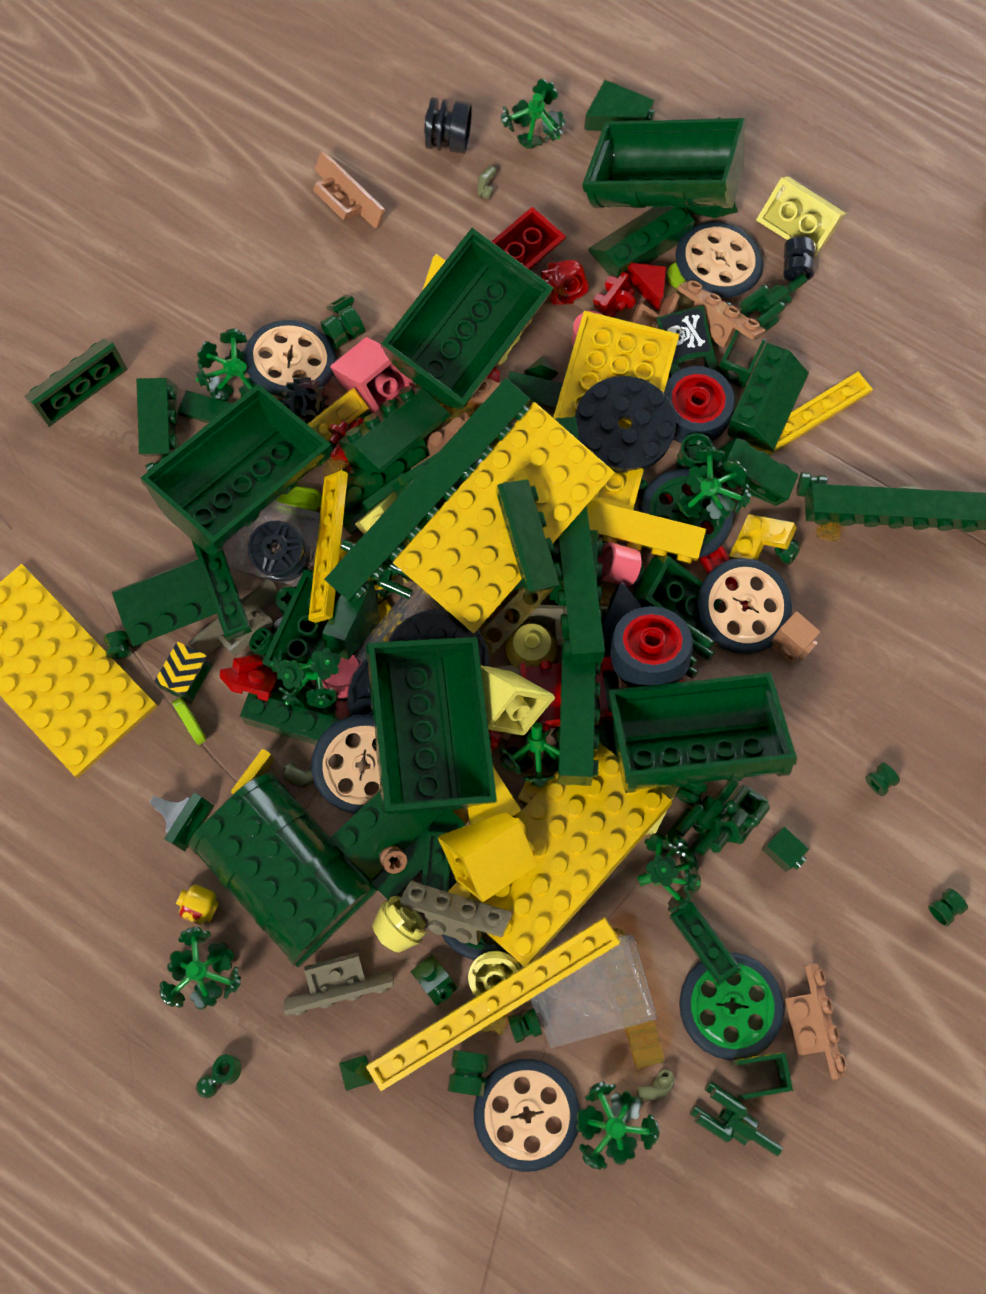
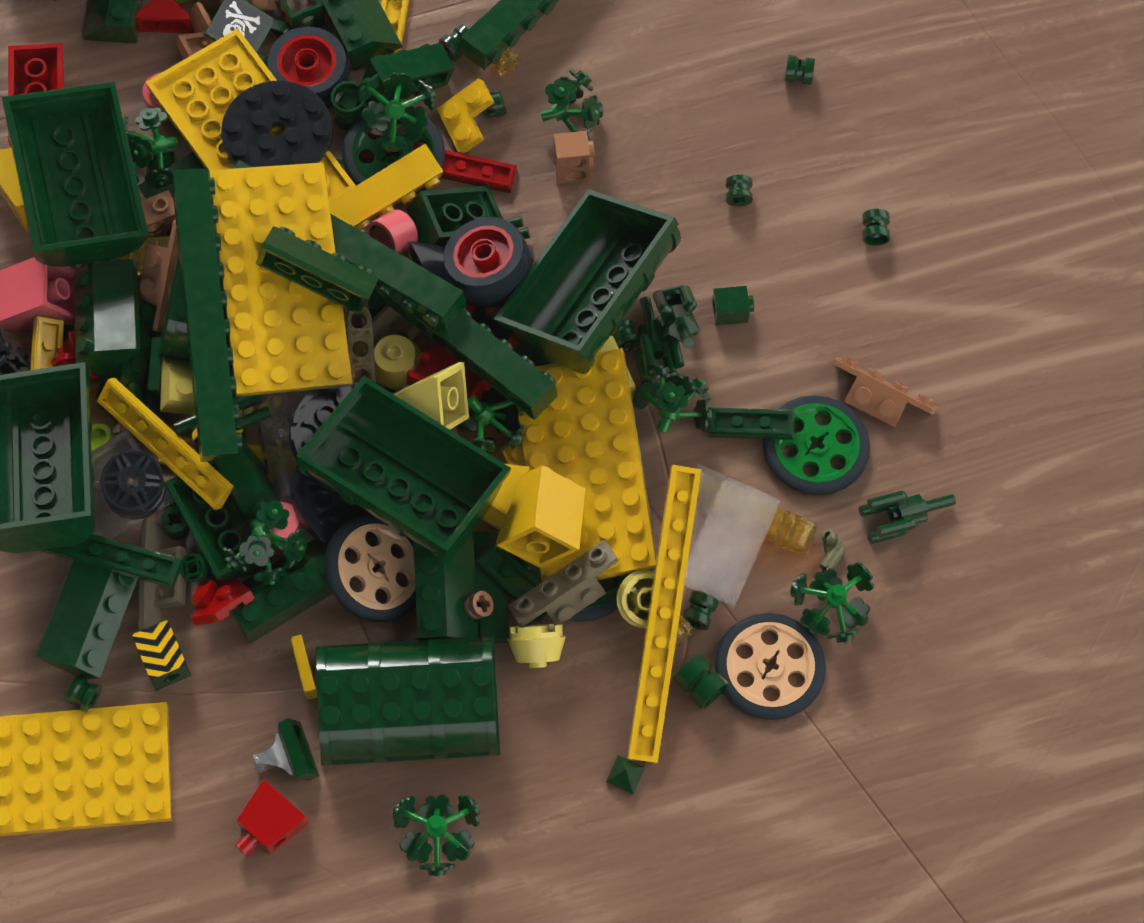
camera: 50 degrees left, 5 degrees down
(122, 844) = (268, 821): none -> red torso
(189, 721) = (208, 684): lime tile -> none
(197, 904) = (376, 795): yellow head -> none
(224, 1071) = (535, 900): dark green plate -> none
(297, 776) = (338, 632): olive arm -> none
(336, 981) = (538, 731): dark tan bracket -> none
(434, 980) = (603, 652): dark green bracket -> none
(537, 348) = (145, 148): none -> dark green plant
(567, 281) = (99, 69): red hair -> none
(618, 297) = (154, 48): red hips -> none
(716, 623) = (516, 140): wedge -> none
(782, 1070) = (885, 442): dark green piece -> none
(833, 591) = (567, 91): none -> dark green plant

